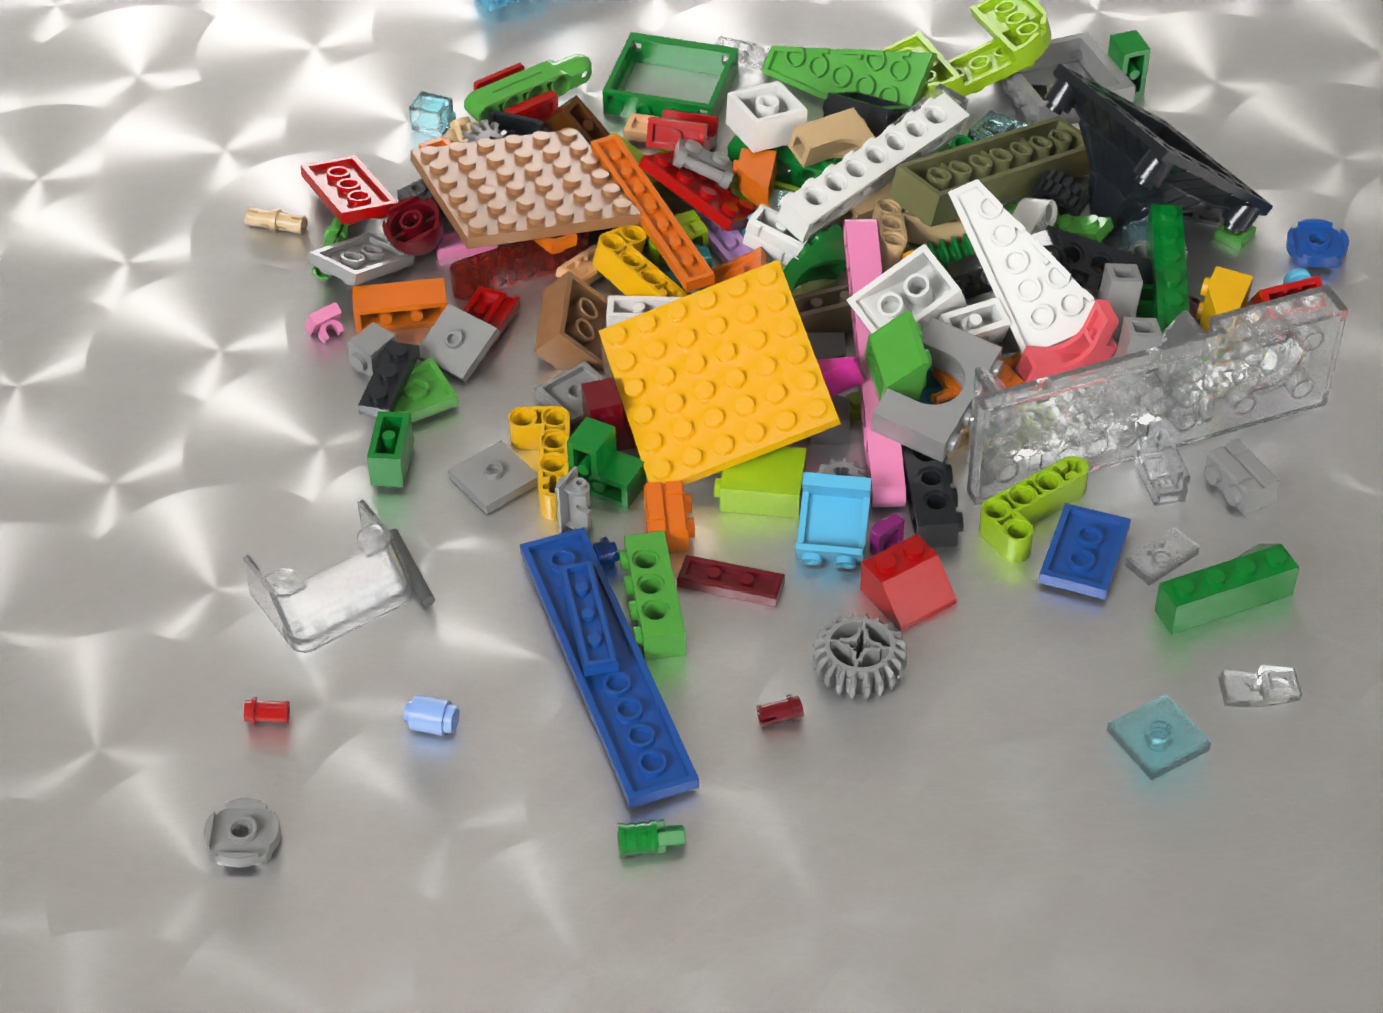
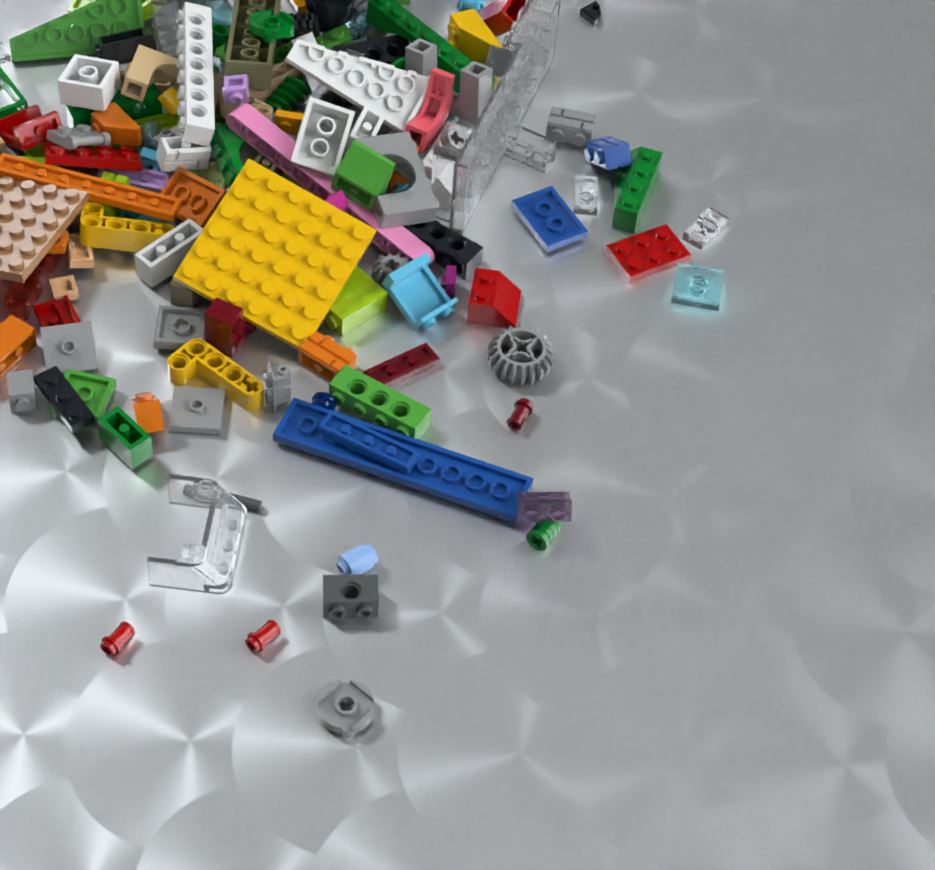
camera: 55 degrees left, 5 degrees up
(157, 613) = (113, 643): none -> red pin
(381, 741) = (341, 587): none -> dark grey brick
(442, 443) = (147, 412): none -> orange slope
(529, 289) = (64, 286): none -> light nougat plate
(571, 324) = (121, 290): medium nougat slope -> none
(610, 473) = (254, 351): green brick -> none
(659, 808) = (544, 507): none -> clear purple bracket
(887, 202) = (236, 89): none -> lavender bracket
(1002, 164) = (271, 26): none -> green plate
(1009, 515) = (494, 231): lime beam -> none
(1153, 663) = (647, 253): none -> red plate
(1236, 526) = (608, 152): none -> blue brick

